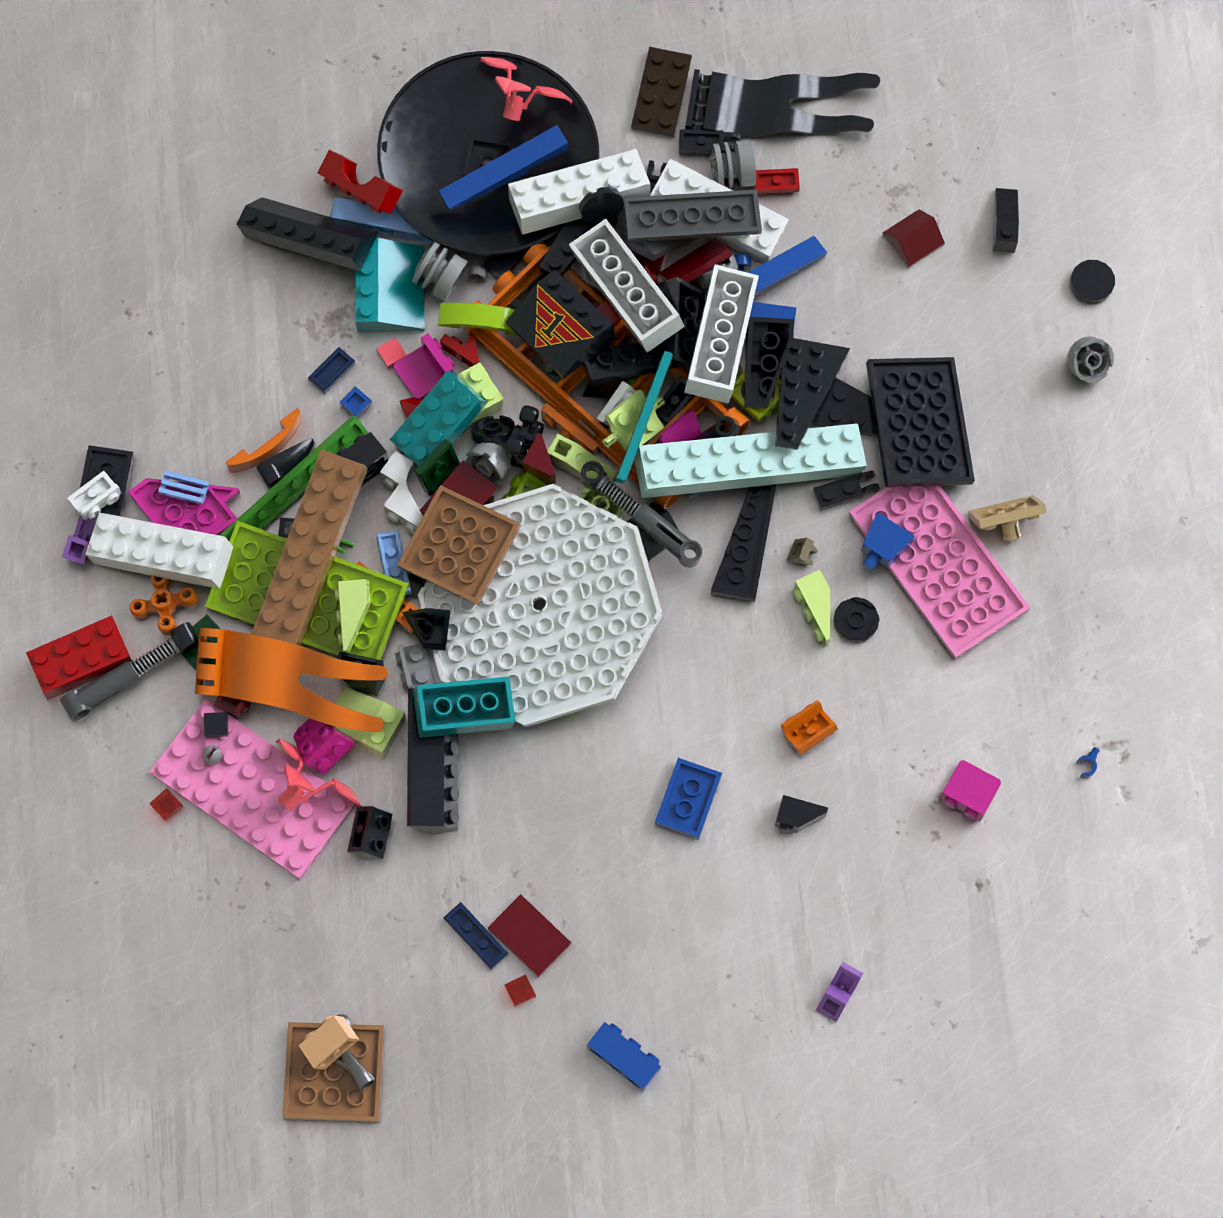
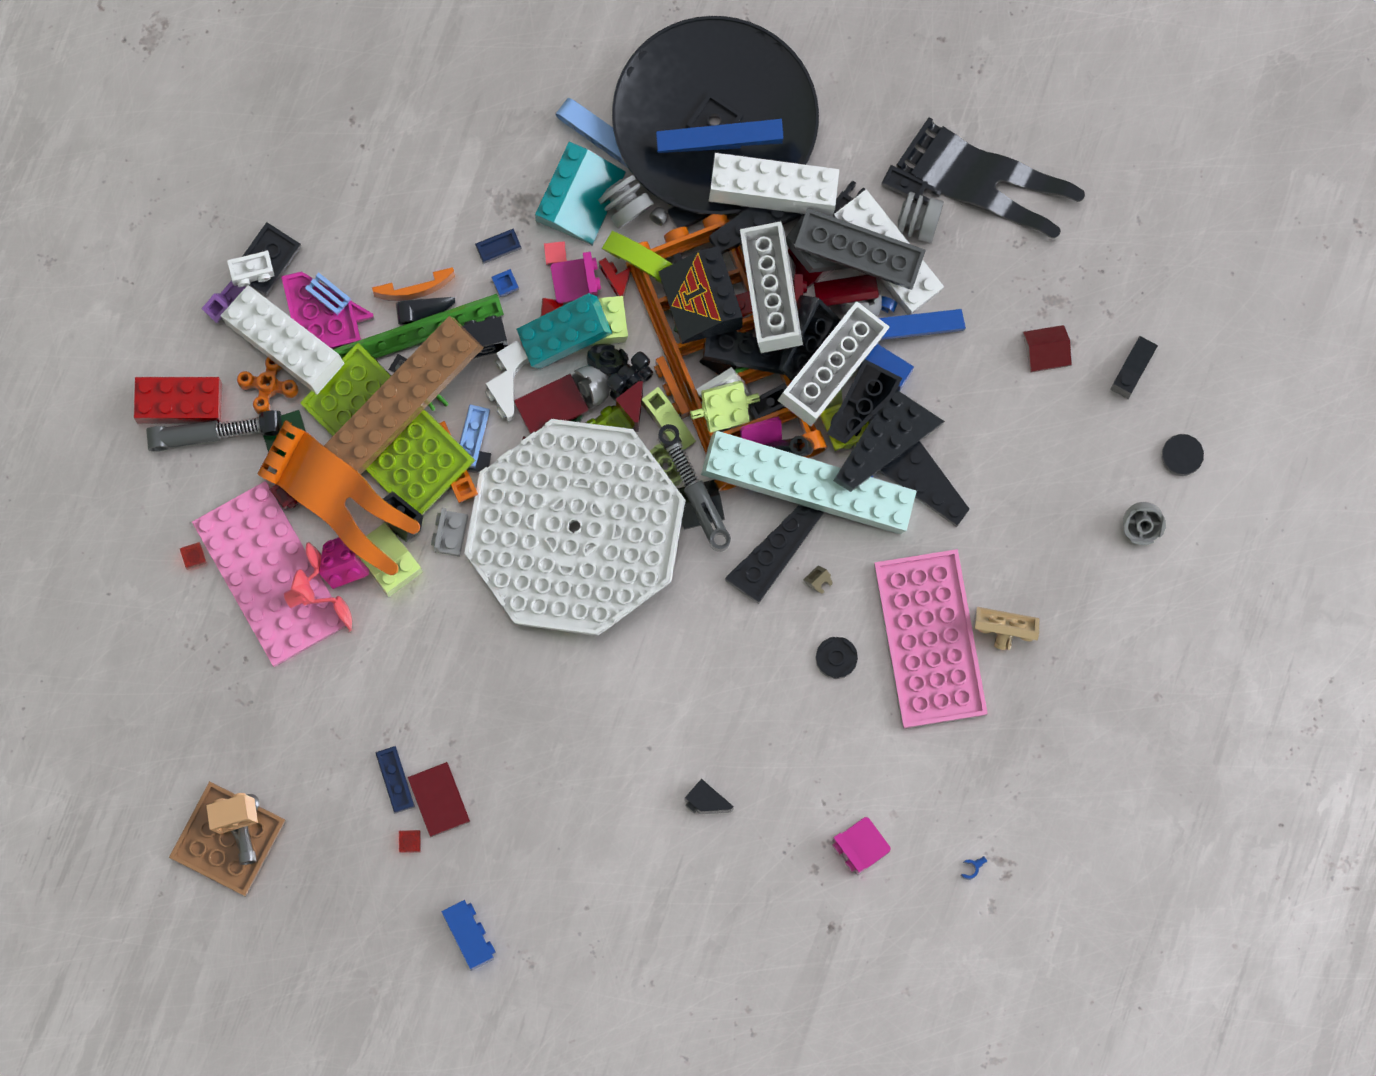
camera: 25 degrees right, 5 degrees up
(216, 724) = (262, 507): black tile -> none
(216, 756) = (250, 535): light grey hinge -> none
(307, 232) = (530, 117): black slope -> none
(342, 172) = (583, 76): red arch -> none
(354, 604) = (420, 458): yellowish green slope -> none
(369, 832) = (347, 655): black brick -> none
(430, 626) = (474, 505): black slope -> none
(431, 779) = (425, 618): black slope -> none
(437, 467) = (545, 370): dark green tile -> none
(459, 545) = (531, 446): medium nougat plate -> none
(464, 707) = (469, 586): teal brick -> none
(515, 103) = (759, 76): coral plant -> none
(601, 205) = (785, 207): black tile -> none
(643, 417) = (697, 443): teal tile -> none
(661, 91) = (892, 123): dark brown plate -> none
(688, 798) = (623, 745): blue plate -> none
(777, 181) = (952, 246): red plate -> none
(808, 727) = (751, 731): orange bracket -> none
(815, 597) = (811, 623): yellowish green slope -> none
(839, 991) = (670, 963): medium lavender slope -> none
(844, 490) = (880, 542): black hinge -> none
(884, 542) = (889, 603): blue torso -> none
(920, 422) = (971, 512): black plate -> none

